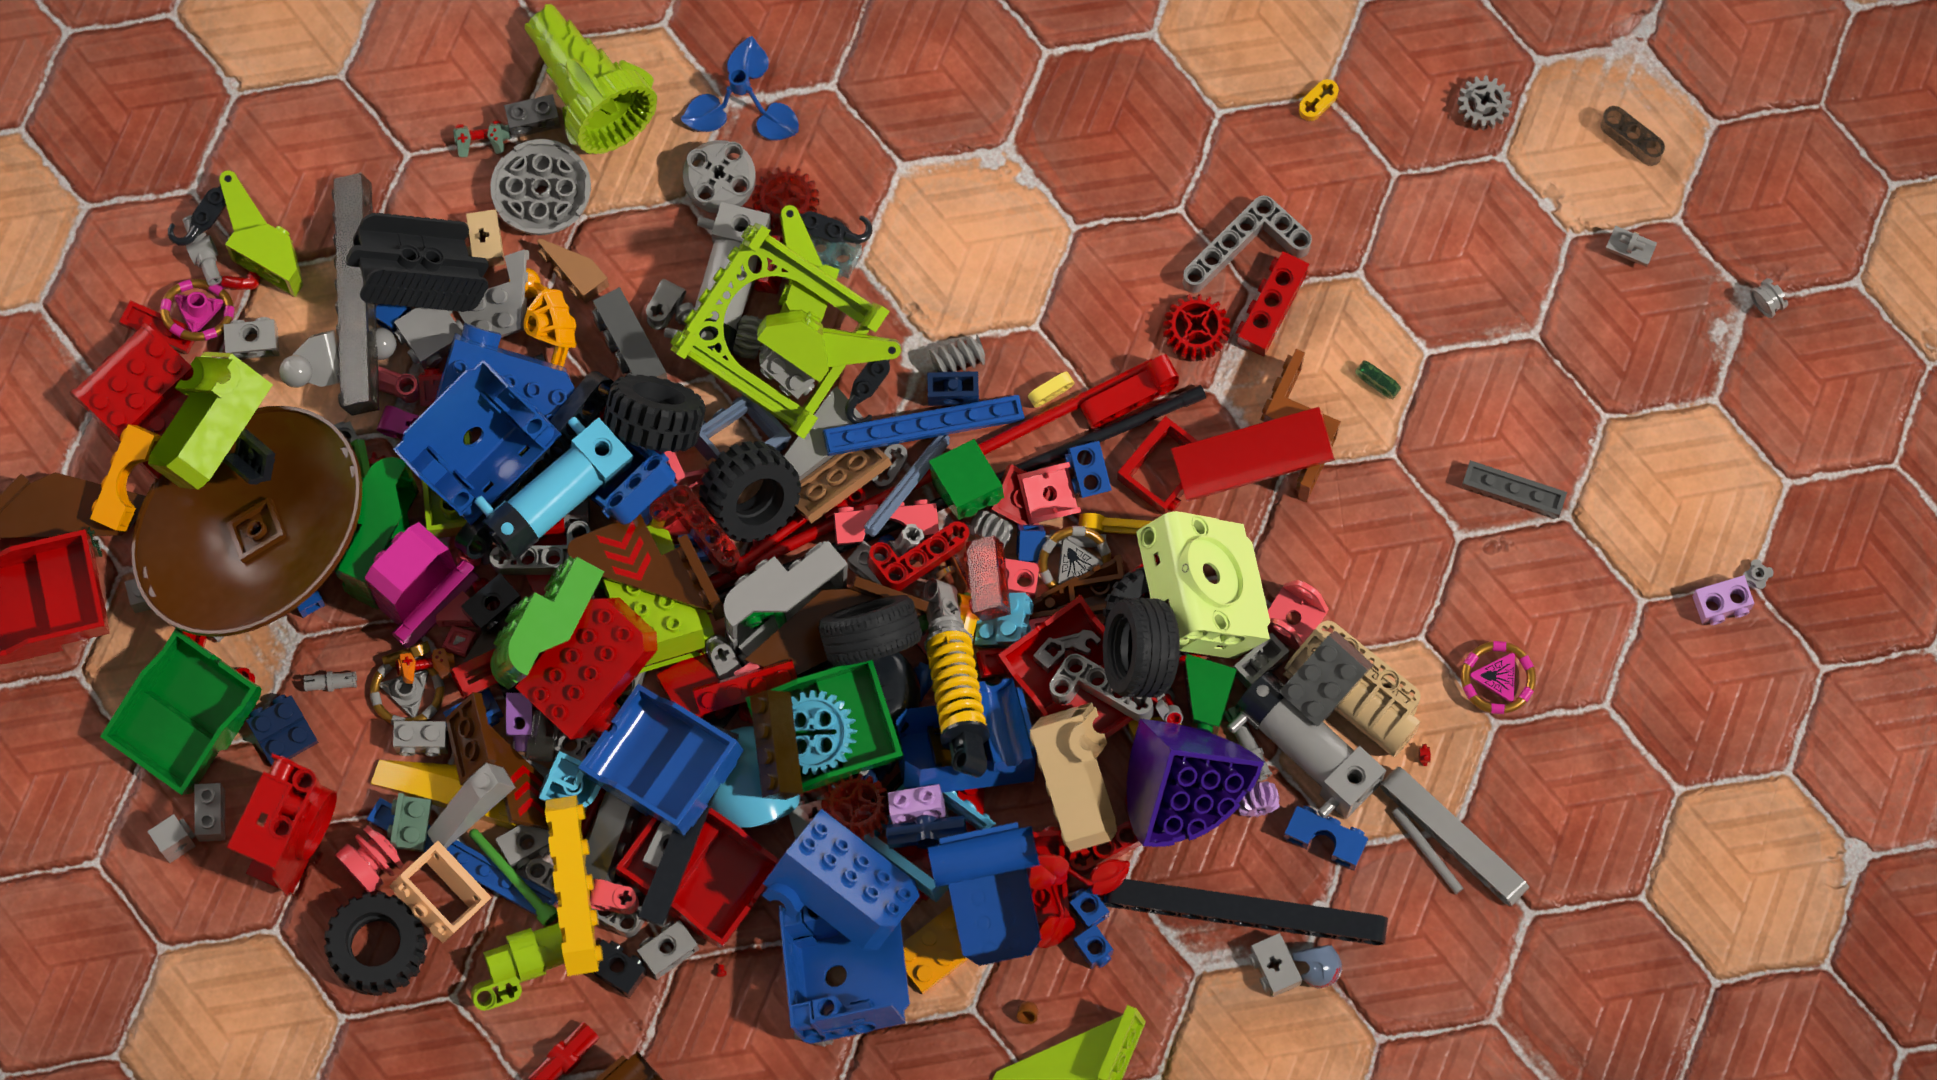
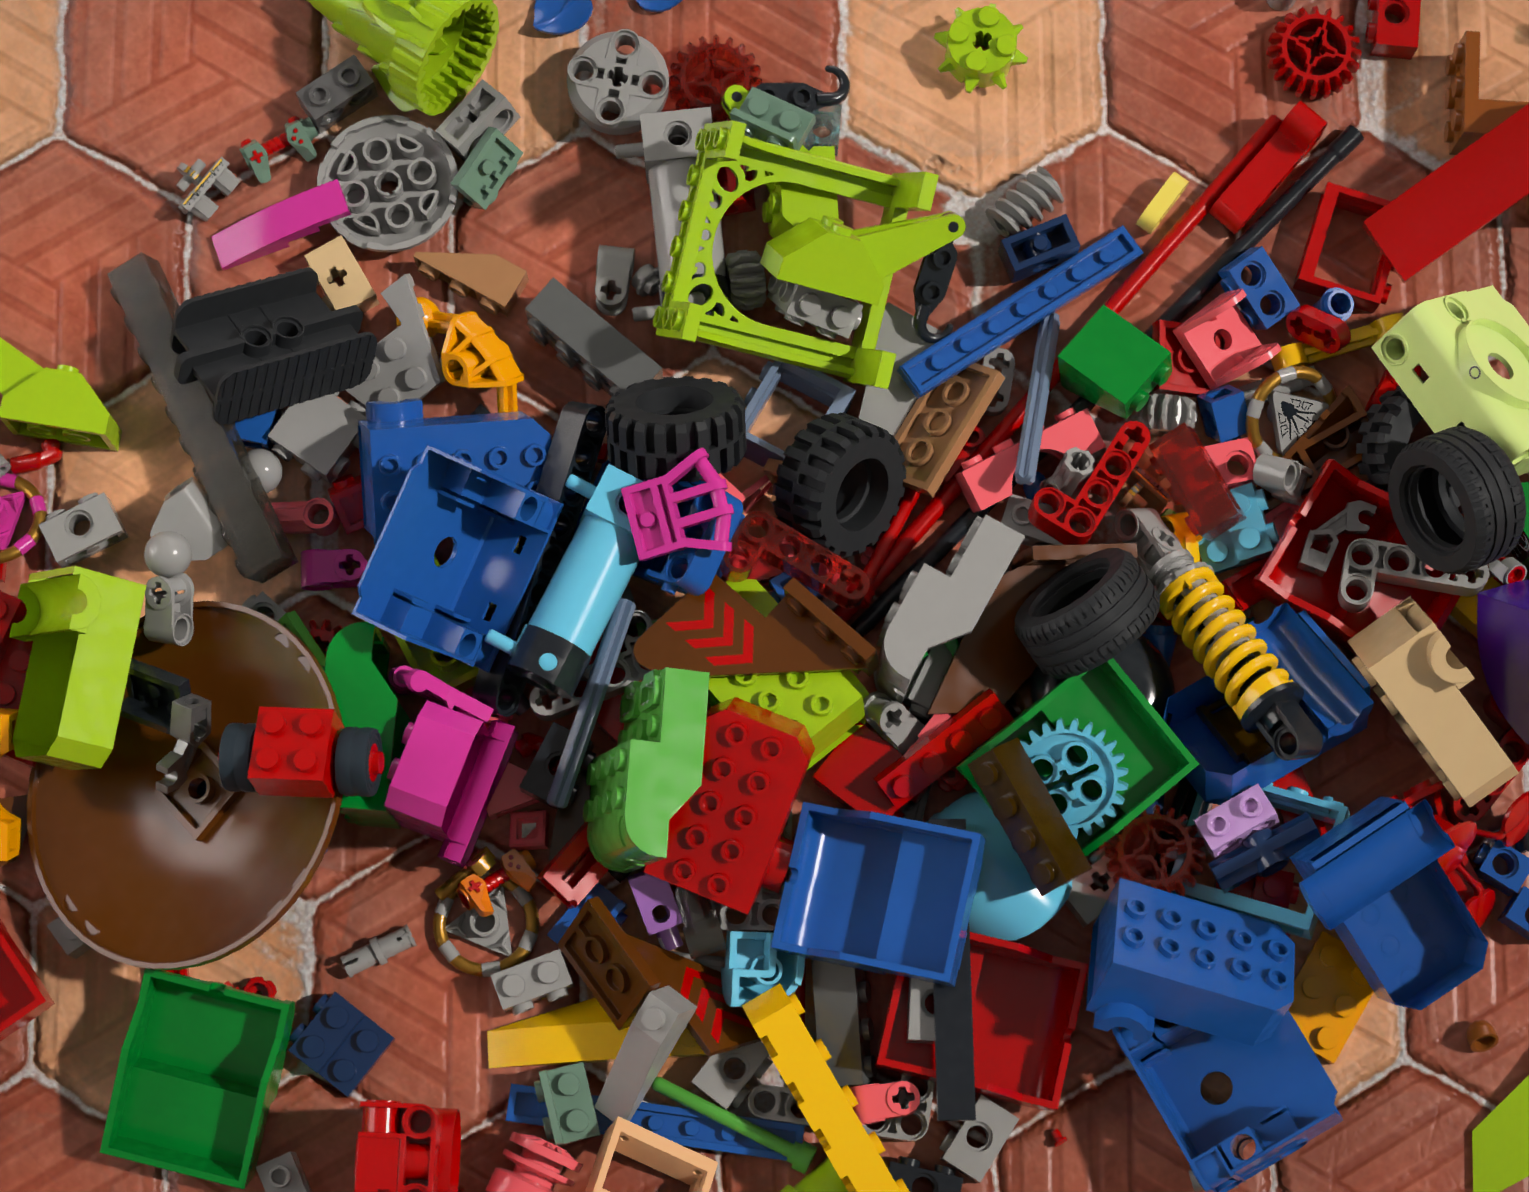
camera: 25 degrees left, 5 degrees up
(264, 484) = (191, 727): none -> flat silver piece
(281, 408) = (167, 612): none -> light grey piece
(323, 524) = (300, 755): none -> brick
(412, 152) = (196, 201): none -> light grey hips
(419, 512) = (409, 680): none -> dark pink plate
(459, 188) = (279, 224): none -> dark pink slope
(528, 569) = (590, 704): none -> sand blue axle
(609, 201) = (486, 169): none -> sand green bracket
(614, 457) = (656, 516): none -> dark pink plate
(616, 169) = (471, 118): none -> light grey brick
(804, 237) = (773, 119): none -> sand green bracket
(968, 228) = (978, 66): none -> lime brick
(1045, 595) = (1281, 477): none -> light grey piece
(1115, 510) = (1319, 325): none -> red beam
(1139, 497) = (1336, 302): none -> blue cone

